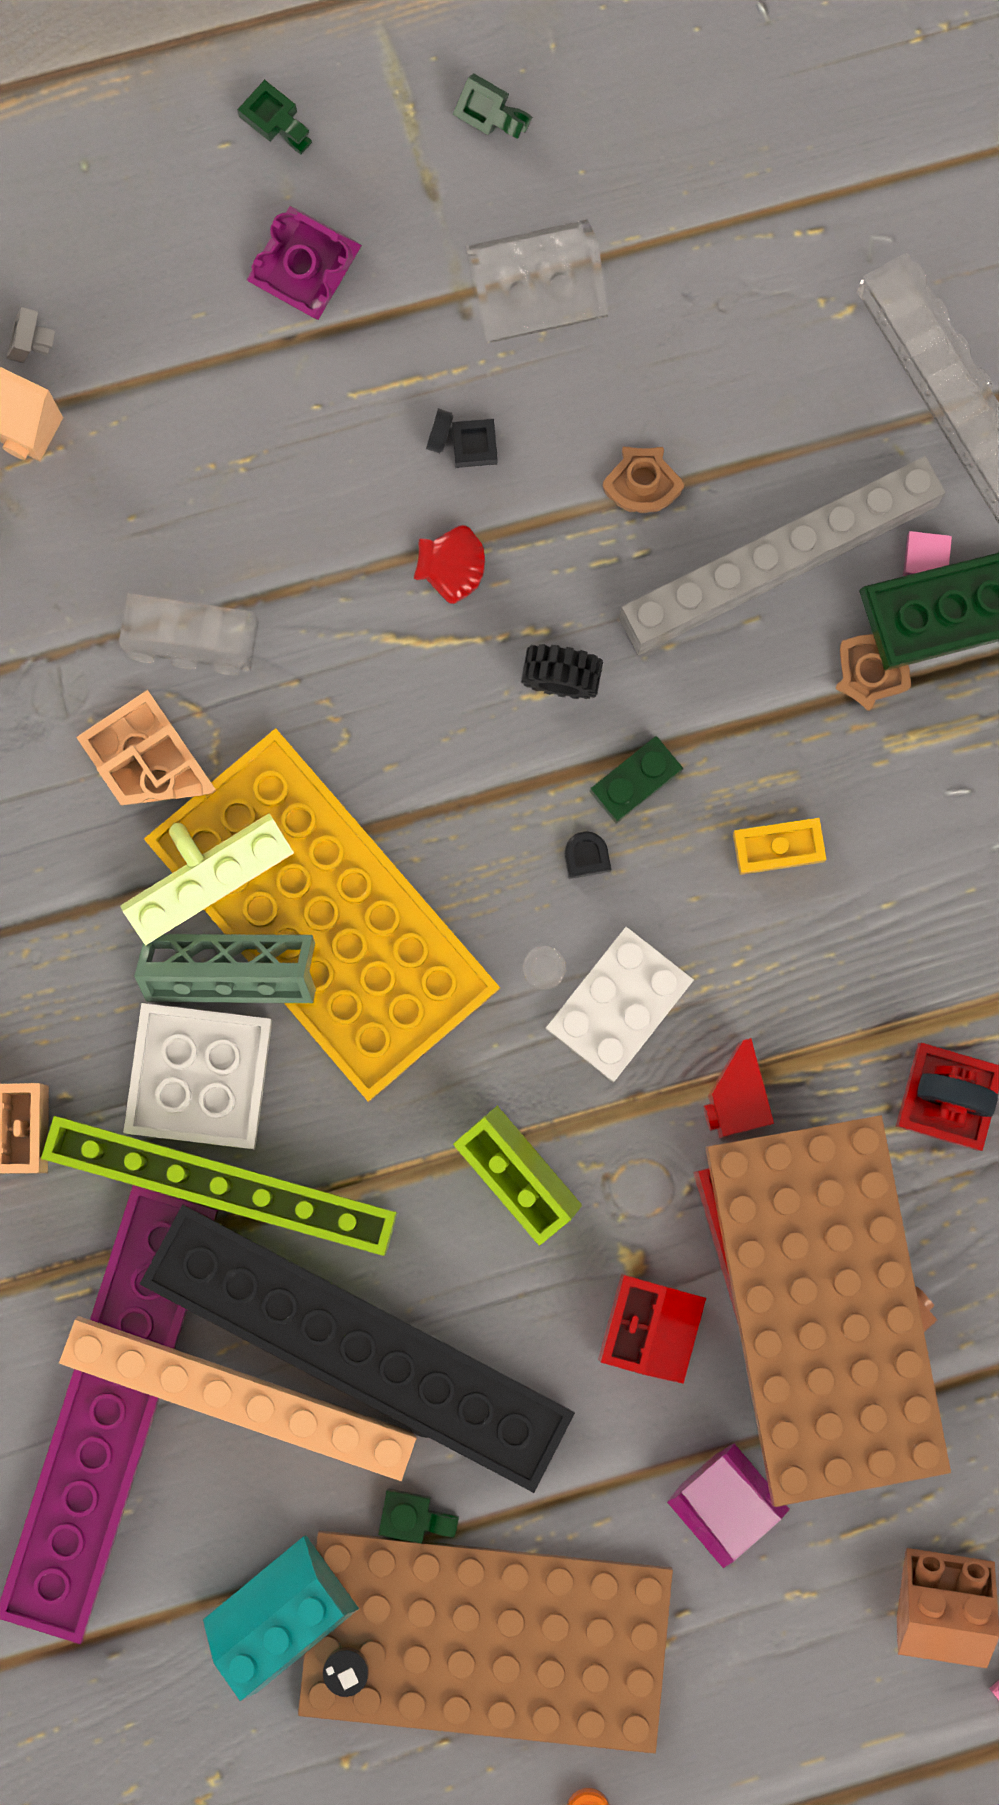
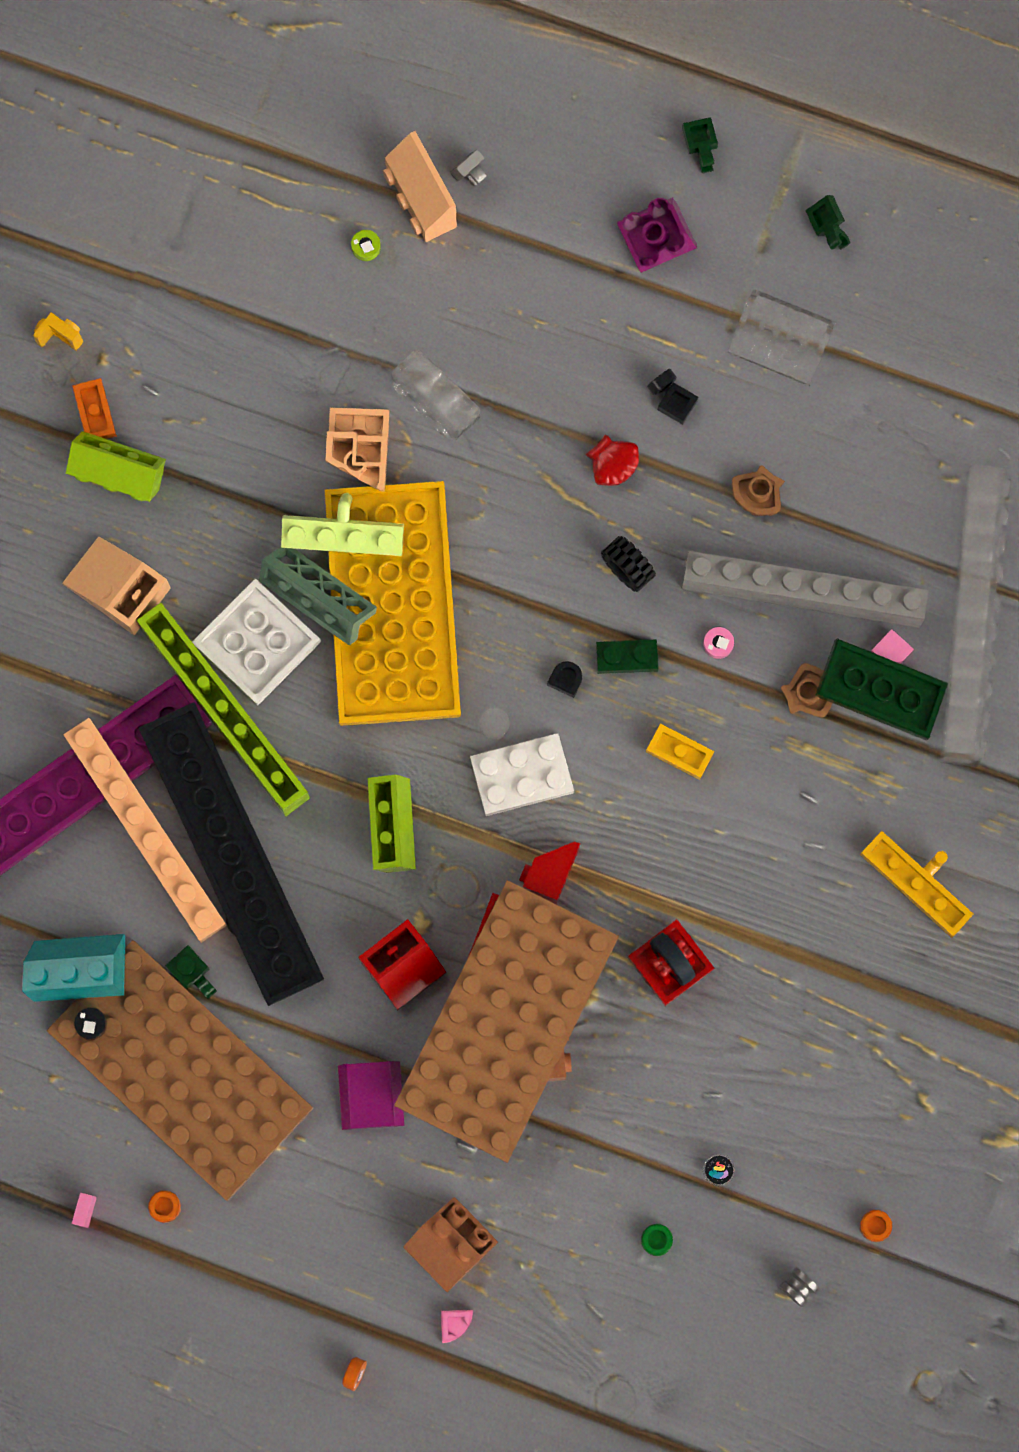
camera: 40 degrees right, 5 degrees down
(727, 688) = (718, 642): none -> bright pink tile

